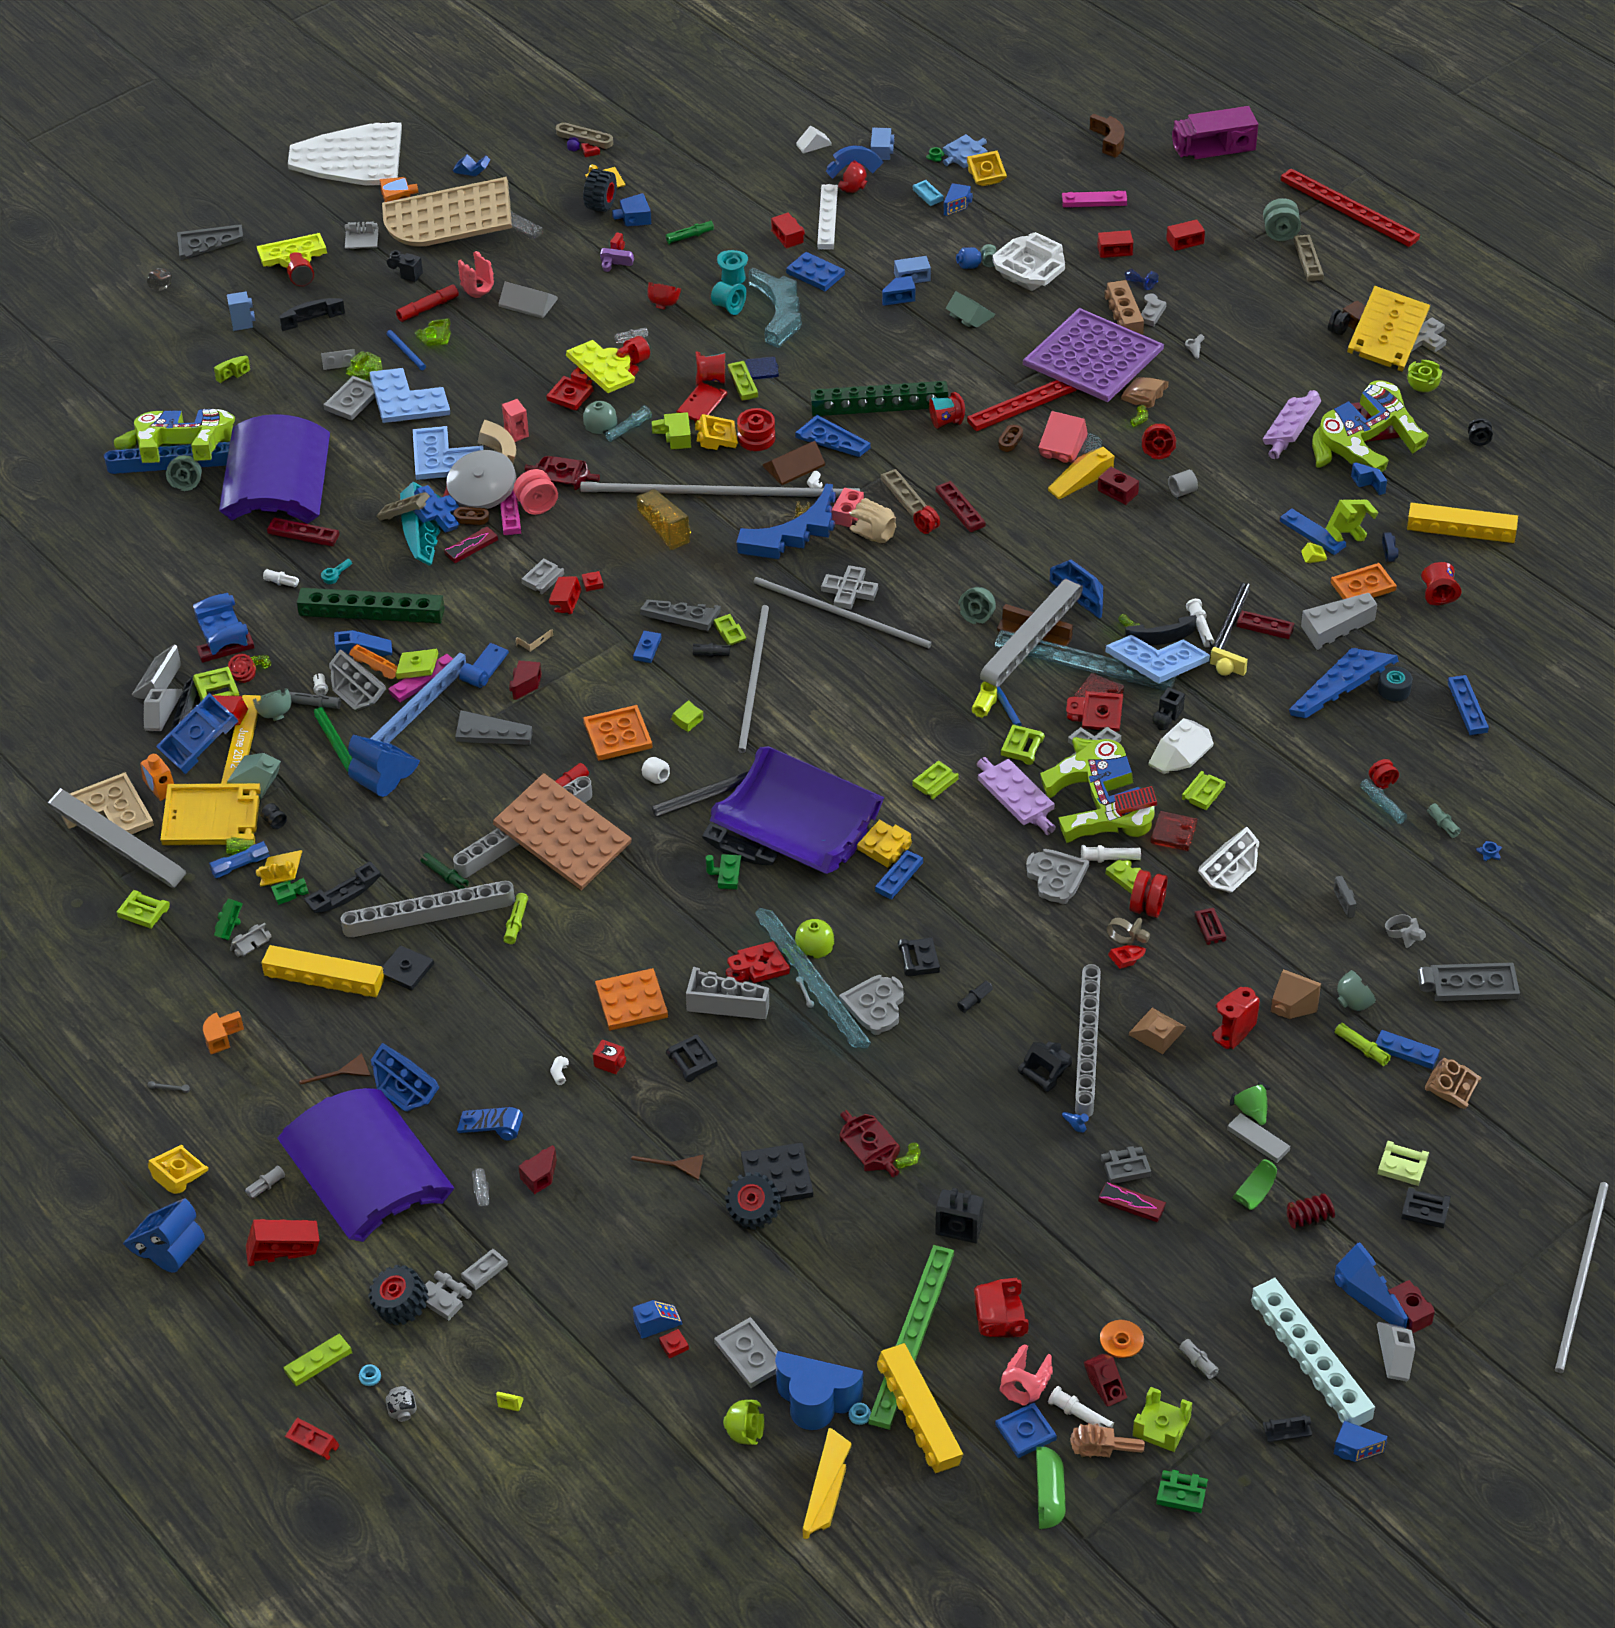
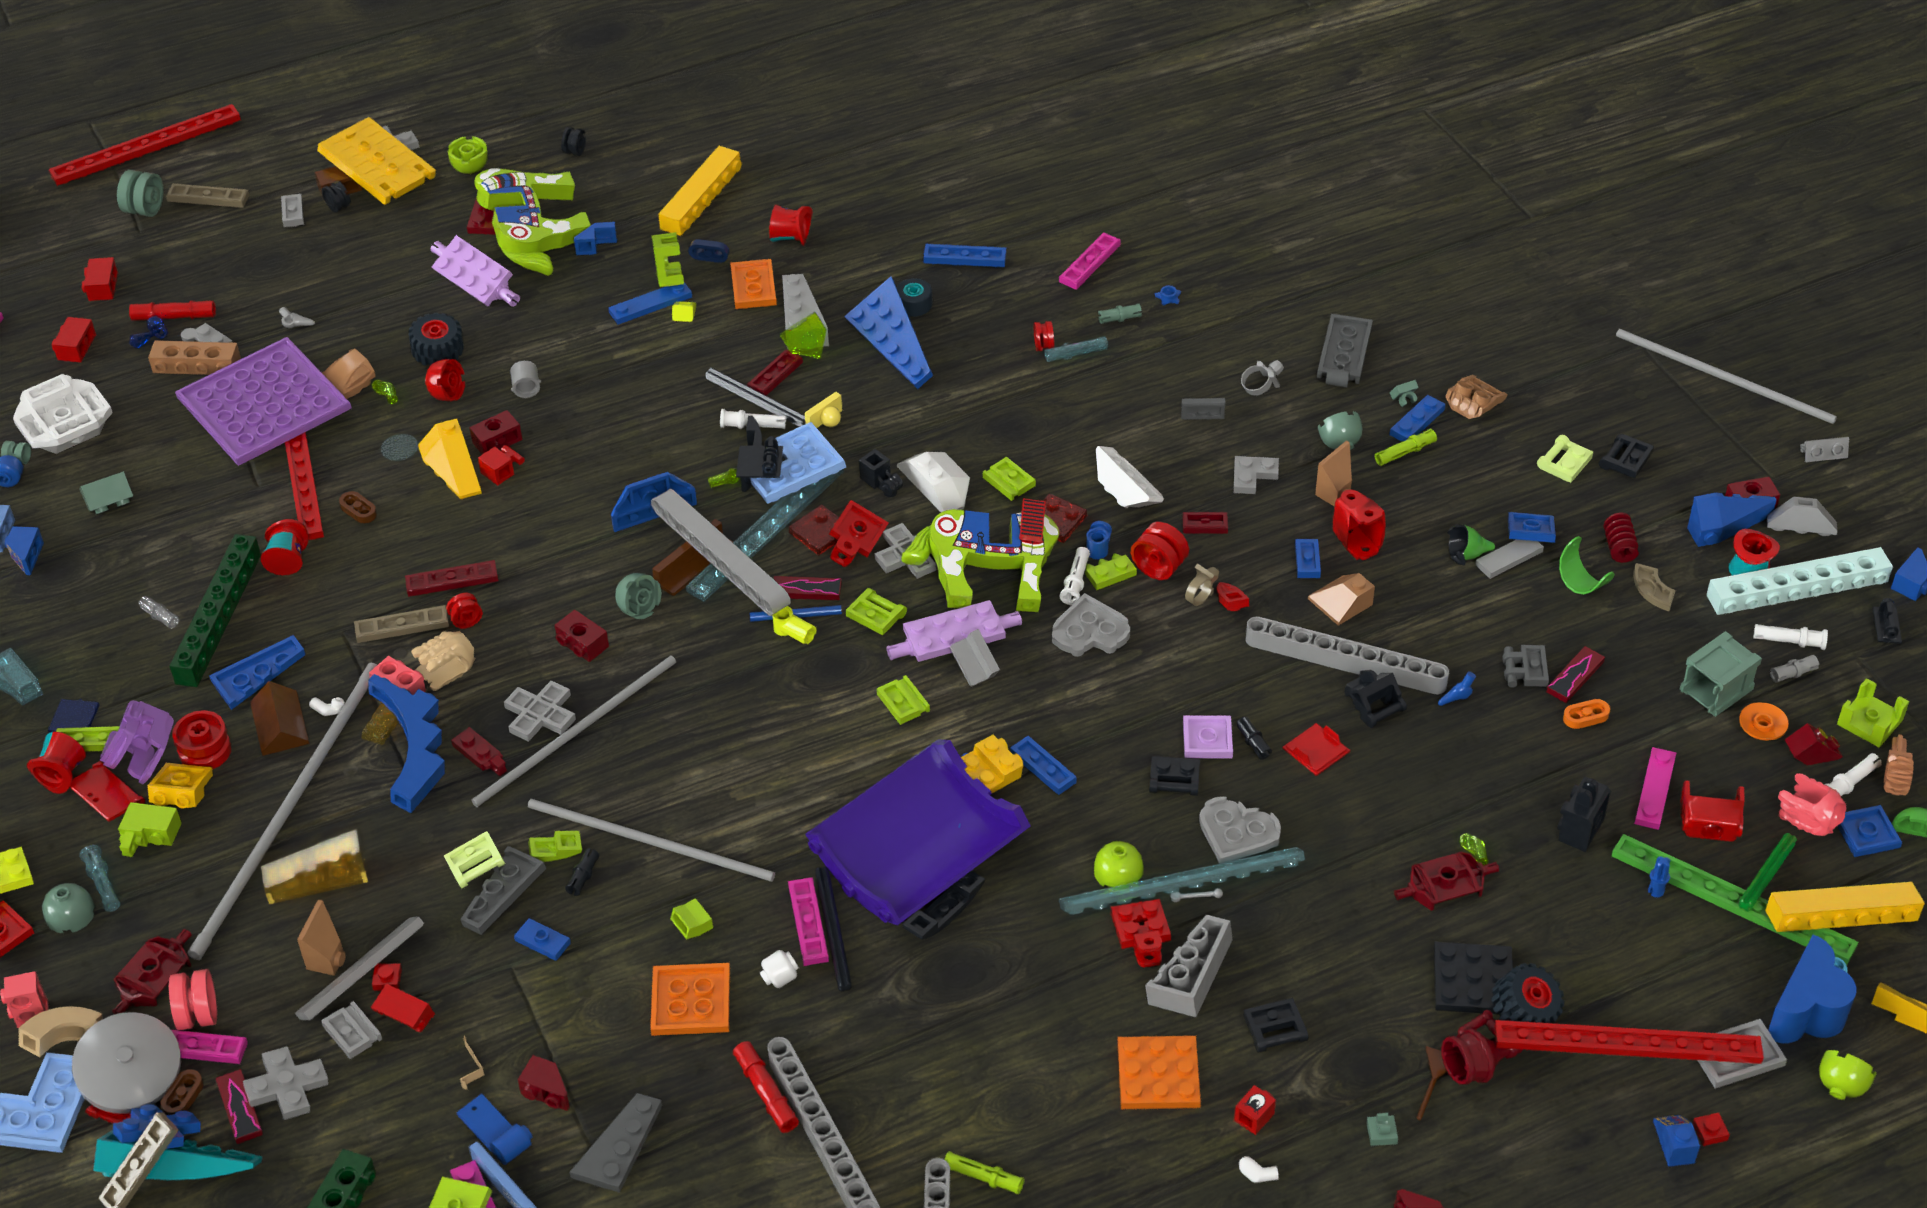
camera: 75 degrees left, 0 degrees up
(492, 558) = (285, 1082): none -> light grey plate
(562, 831) = (856, 1087): nougat plate -> none
(592, 564) = (359, 968): none -> light grey tile
(604, 536) = (320, 942): none -> medium nougat slope
(615, 1137) = (1382, 1129): none -> sand green tile
(691, 1177) = (1471, 1054): none -> dark red piece
(701, 586) = (472, 854): none -> yellowish green plate
(705, 776) = (808, 921): none -> dark pink plate
(728, 870) = (975, 931): green plate -> none
(729, 1270) = (1628, 1041): none -> red plate
(738, 393) = (139, 730): none -> medium lavender animal
(802, 569) = (479, 751): none -> dark red hinge
(868, 373) = (159, 612): none -> clear axle
(909, 1275) = (1659, 877): none -> blue axle
(928, 588) = (581, 636): none -> dark red brick
(945, 1353) = (1767, 872): none -> green axle
(965, 967) = (1207, 737): none -> lavender plate
(982, 1041) = (1317, 748): none -> red piece
(989, 809) = (975, 658): none -> light grey panel
(1025, 1271) = (1655, 788): none -> dark pink plate
(1032, 700) = (811, 587): none -> tile
(1063, 437) = (392, 458): coral slope -> none
(1085, 495) = (498, 464): none -> red brick
(1086, 1214) = (1586, 713): none -> orange plate
(1142, 632) = (760, 460): none -> black hinge
(1153, 858) = (1098, 539): none -> blue piece
(1158, 1295) = (1720, 673): none -> sand green container
(1166, 273) = (172, 310): none -> red piece
(1192, 998) = (1307, 558): none -> blue plate
(1202, 423) = (435, 338): none -> black wheel
(1241, 1361) = (1801, 637): none -> white pin
(1263, 1246) = (1651, 587): none -> dark tan tile
(1286, 942) = (1252, 468): none -> light grey plate
(1296, 1145) = (1531, 527): none -> blue tile
(1304, 626) = (806, 336): none -> clear neon green plate
(1315, 306) = (292, 210): none -> light grey plate
(1323, 1306) = (1752, 551): none -> red hat
(1434, 1031) = (1405, 390): none -> sand green tile
(1504, 787) = (1089, 261): none -> dark pink plate
(1506, 1362) = (1825, 449): none -> light grey hinge

